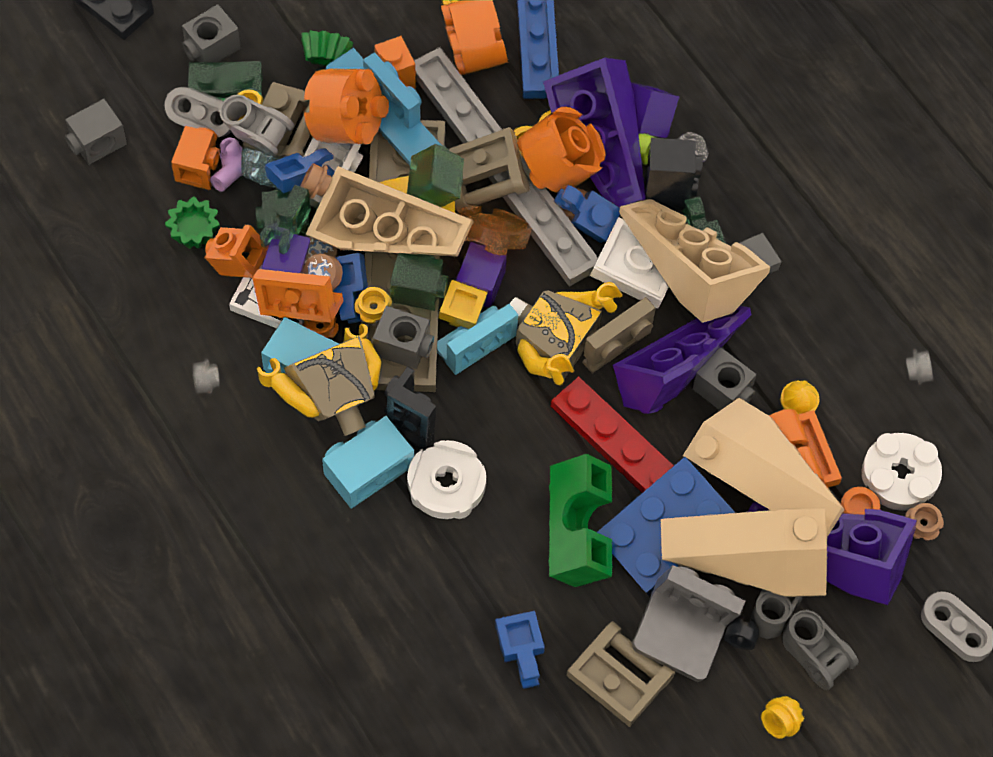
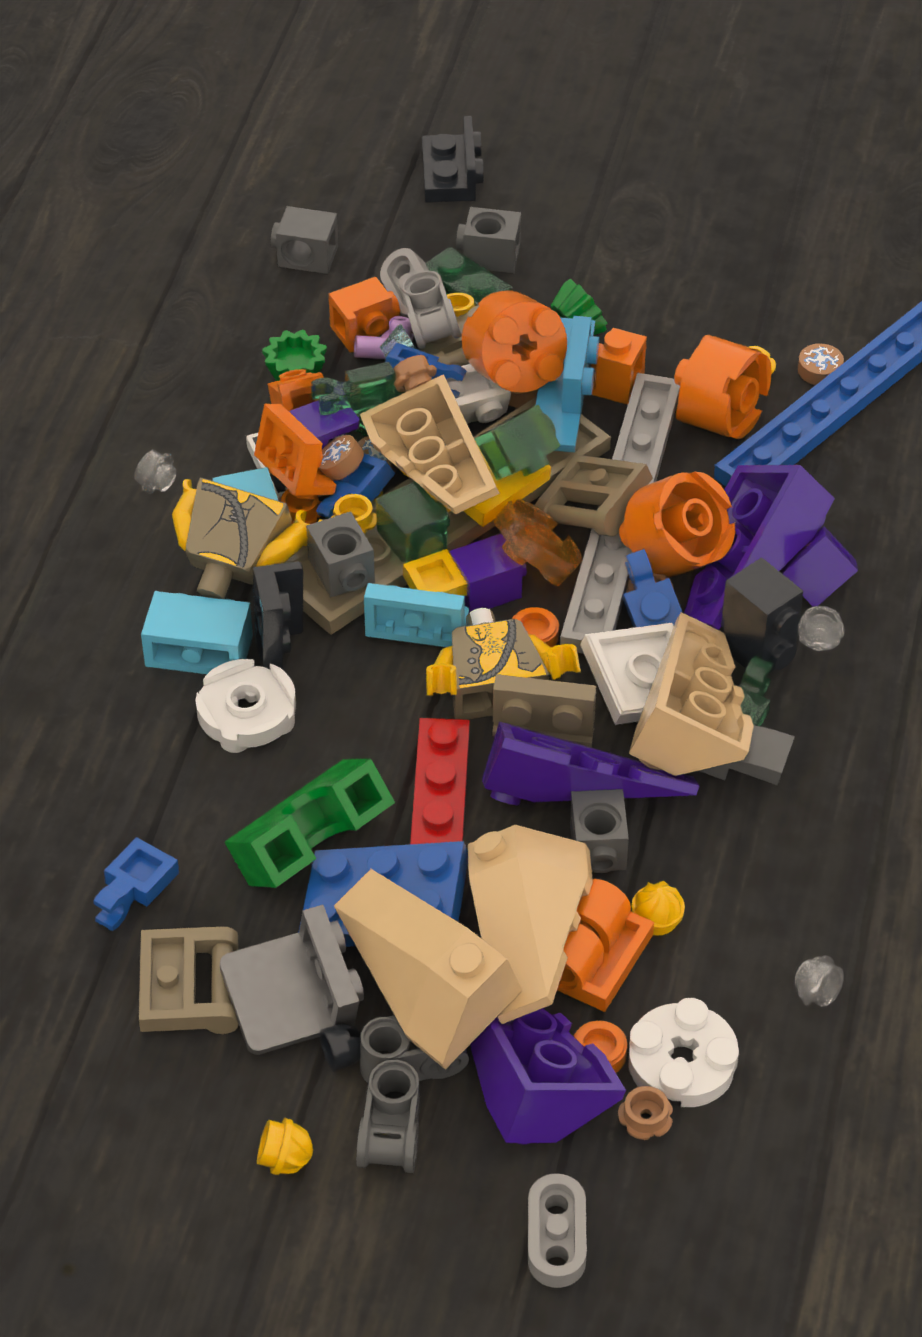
camera: 50 degrees right, 15 degrees down
(538, 281) = (540, 623): none -> orange tile

